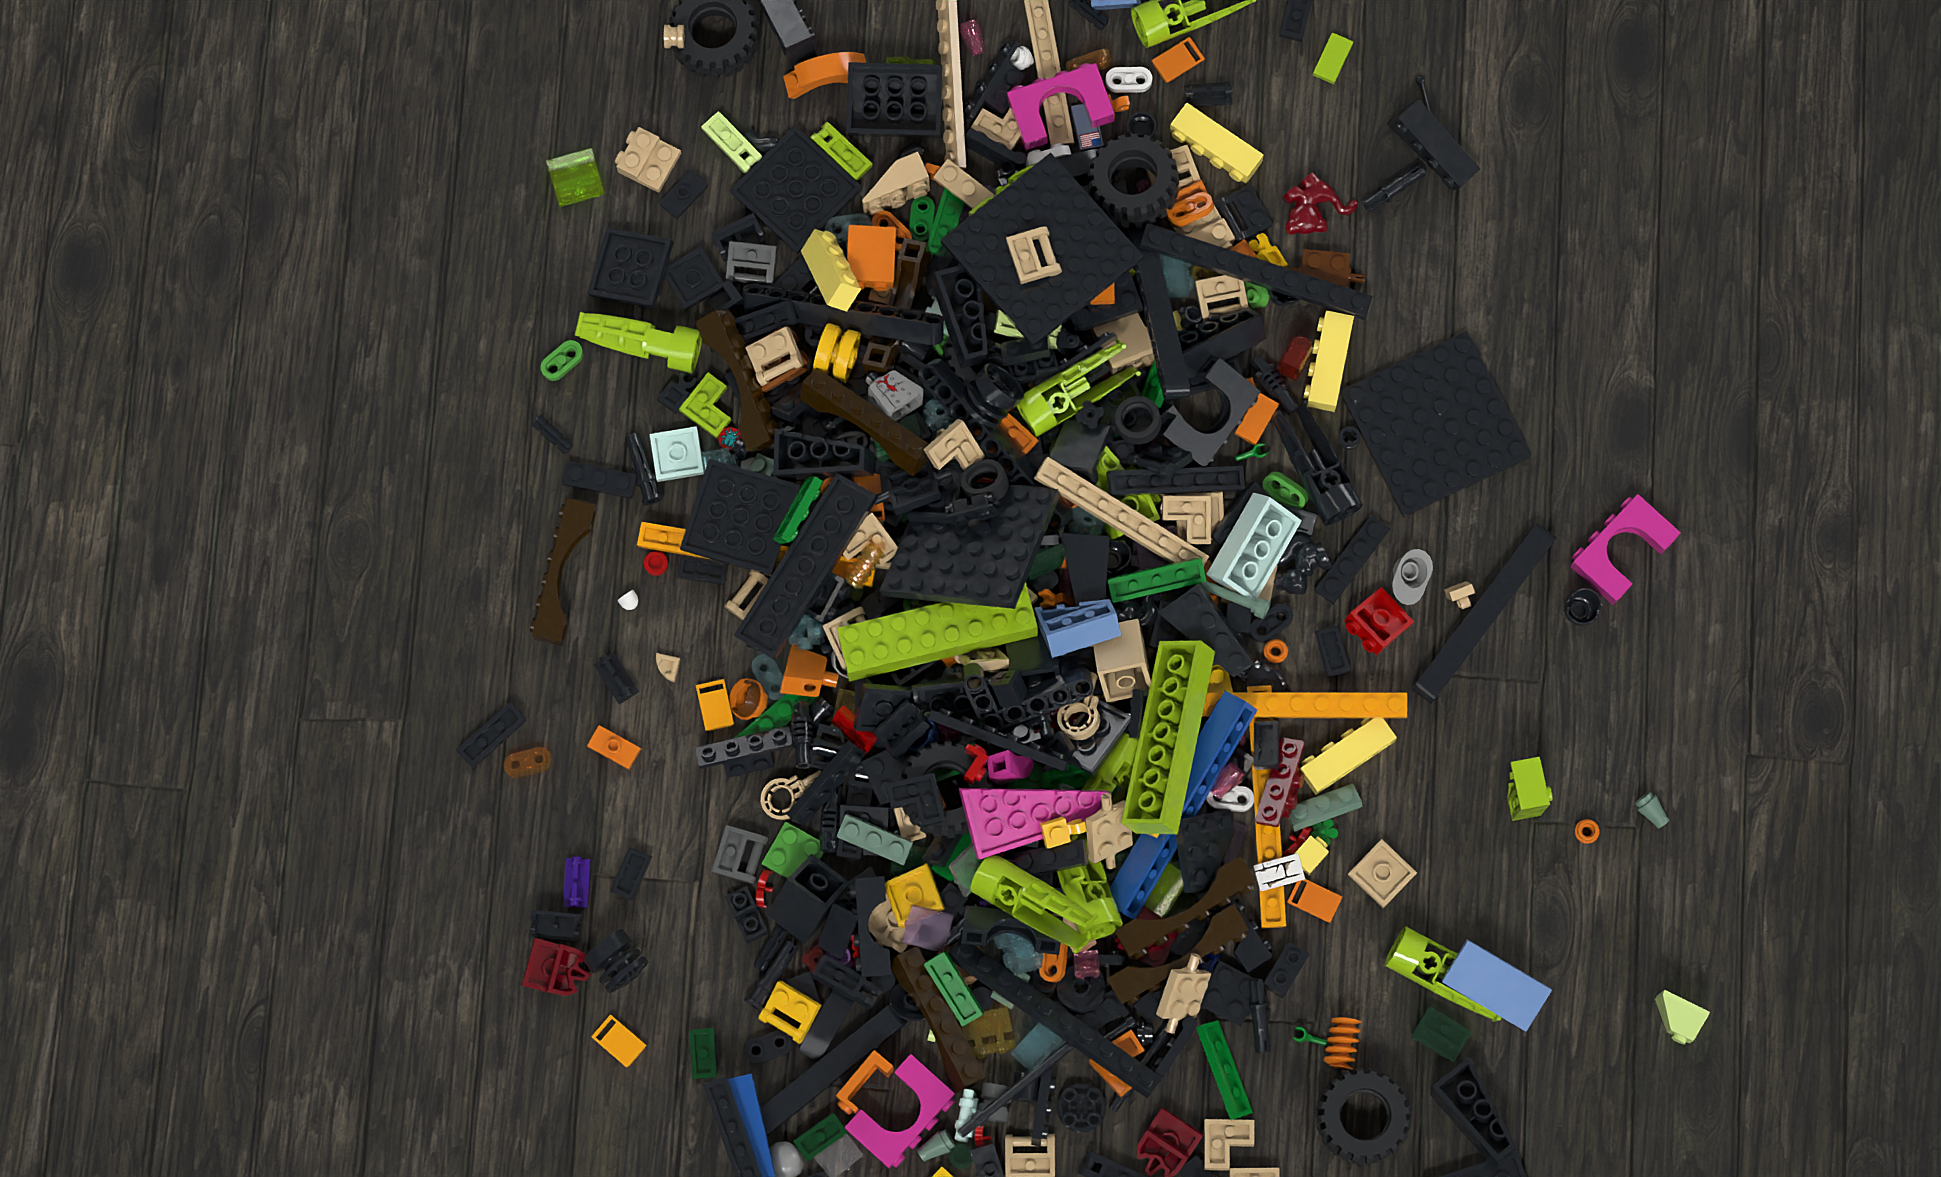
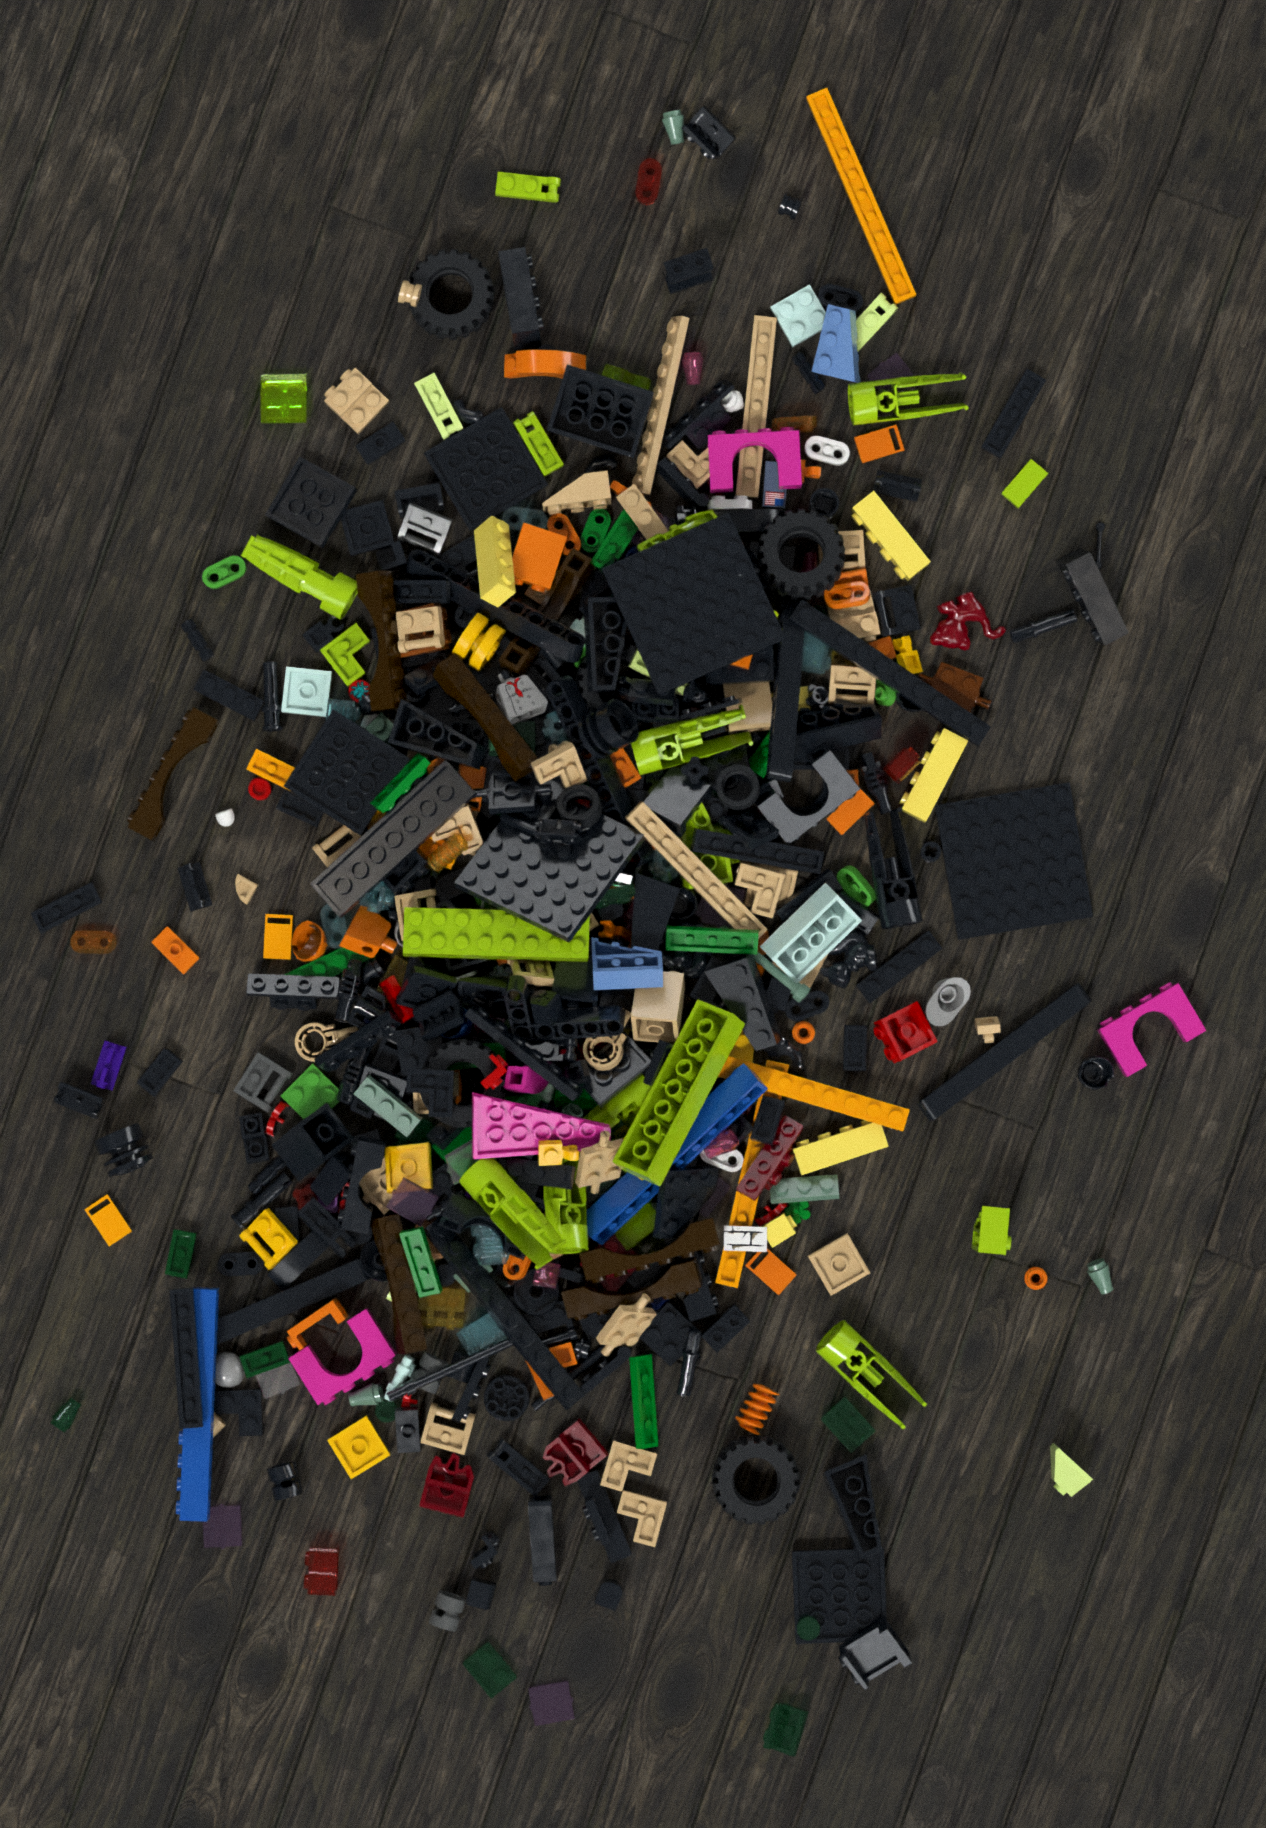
camera: 10 degrees right, 10 degrees up
(553, 968) = (67, 1138): dark red plate -> none
(1026, 258) = (675, 610): tan plate -> none
(1254, 452) = (838, 841): green hand -> none
(1307, 1037) = (729, 1393): green hand -> none
(1496, 985) = (909, 1398): medium blue tile -> none

